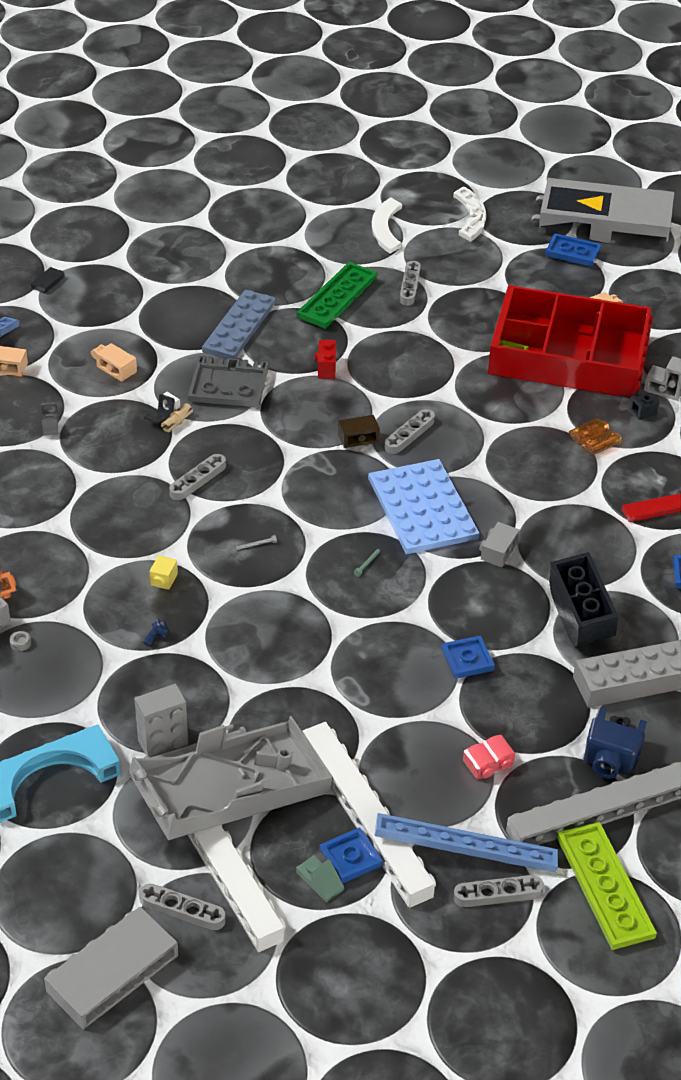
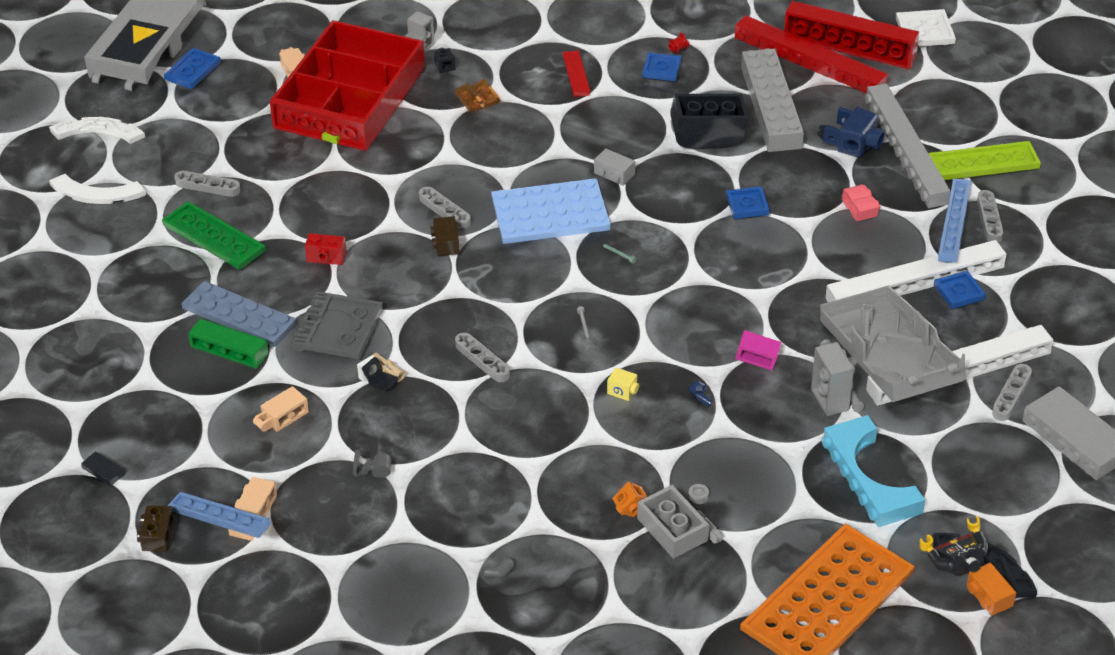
camera: 80 degrees left, 0 degrees up
(195, 321) = (228, 343): none -> green brick
(219, 671) = (758, 350): none -> dark pink brick
(321, 877) = (979, 311): sand green slope -> none

